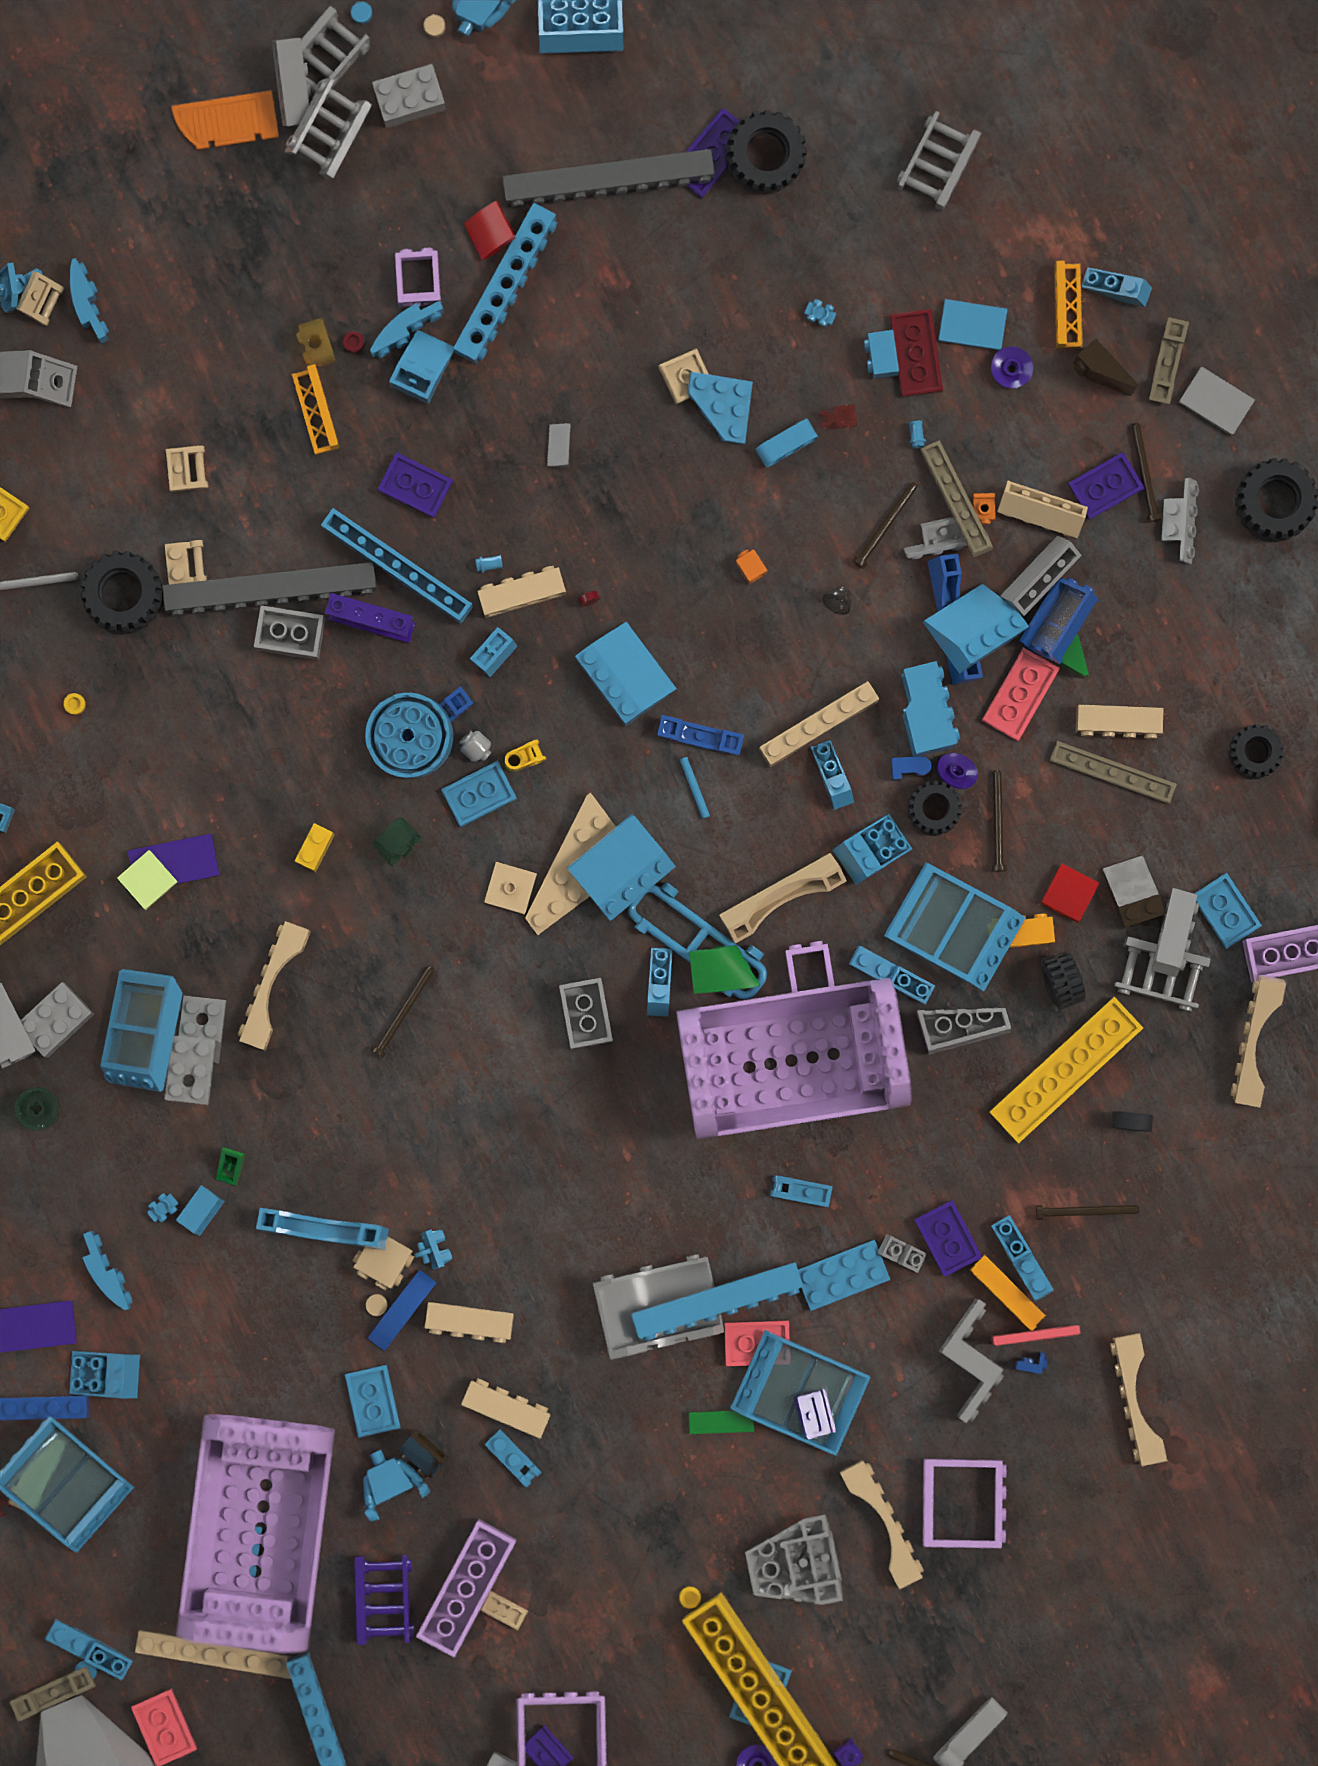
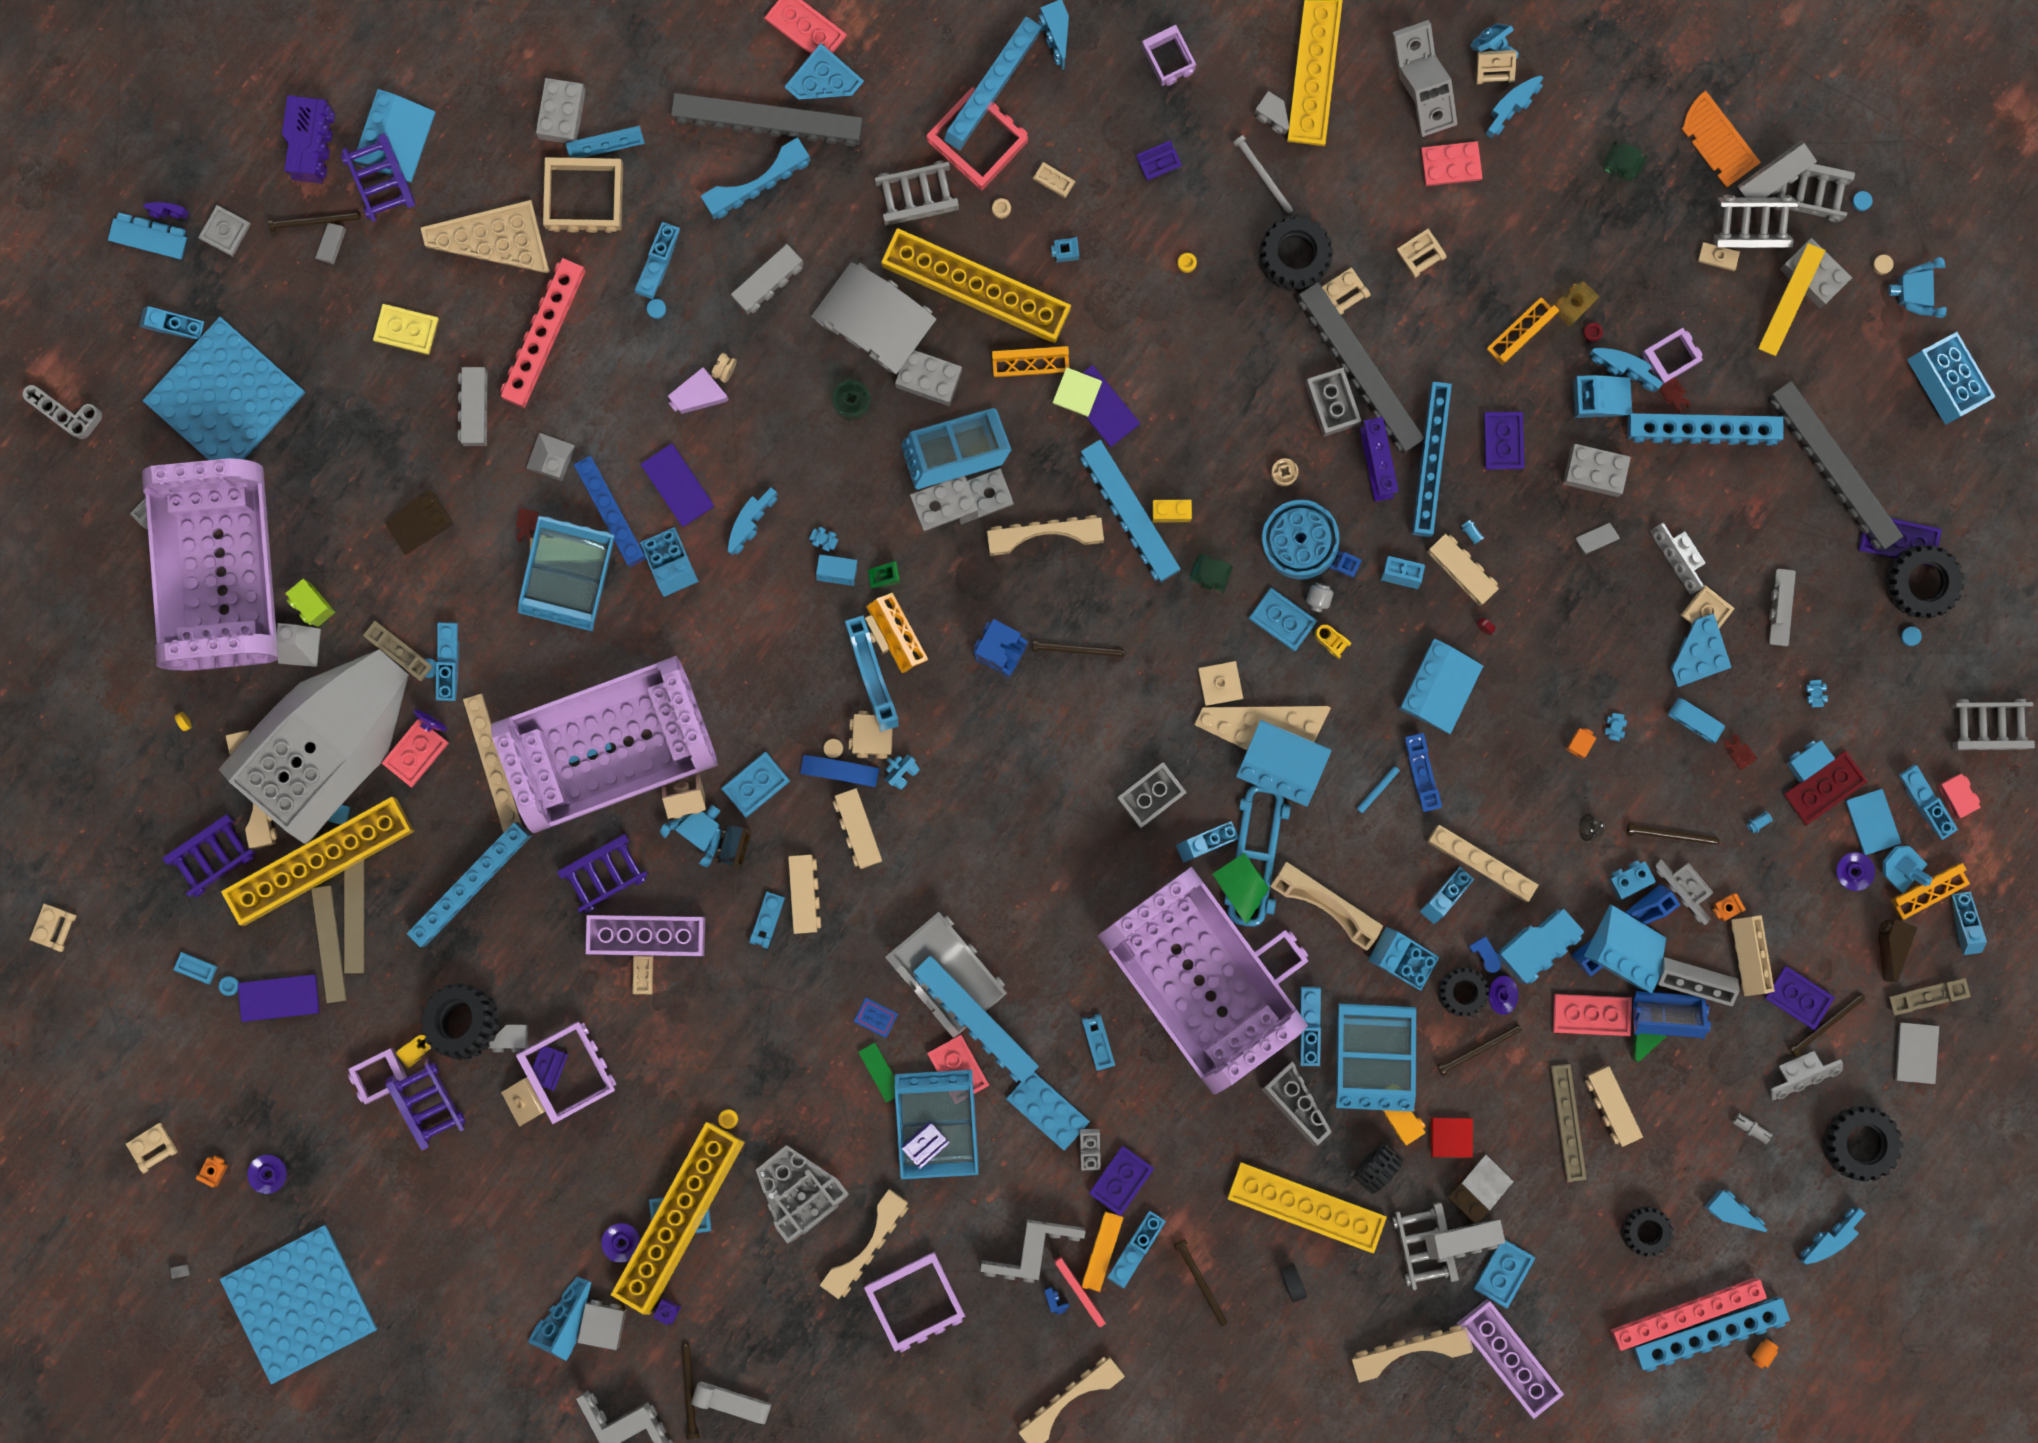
camera: 60 degrees right, 0 degrees up
(85, 906) = (1030, 354): none -> light orange fence
(113, 392) = (1451, 163): none -> coral plate
(140, 1698) = (429, 722): none -> dark purple dish
(200, 222) = (1624, 161): none -> clear green brick
(285, 1204) = (876, 635): none -> tan plate
(292, 889) = (1130, 511): none -> dark azure brick
(293, 1186) = (893, 633): none -> light orange fence
(334, 716) = (1284, 472): none -> tan wheel
(343, 180) = (1718, 256): none -> tan plate
(348, 1479) = (684, 797): none -> tan brick
(363, 1088) = (1000, 648): none -> blue piece
(422, 133) = (1791, 299): none -> yellow tile
(453, 295) = (1672, 392): none -> clear red plate
(489, 230) = (1741, 393): red slope -> none
(491, 410) = (1596, 470): none -> light grey brick
(618, 371) = (1681, 555): none -> light grey bracket
(664, 1399) = (876, 1017): none -> blue sticker
(720, 302) = (1782, 607): none -> light grey bracket
(750, 522) = (1616, 723): none -> dark azure piece
(811, 192) = (1911, 636): none -> dark azure tile
(909, 588) = (1631, 880): none -> dark azure brick
(956, 498) = (1724, 881): dark tan tile -> none
(981, 263) = (1927, 803): none -> dark azure slope
(990, 229) = (1959, 796): none -> coral brick
(1032, 319) = (1903, 867): none -> dark azure piece
(1208, 598) = (1752, 1128): none -> light grey pin
(1274, 663) = (1728, 1210): none -> dark azure slope

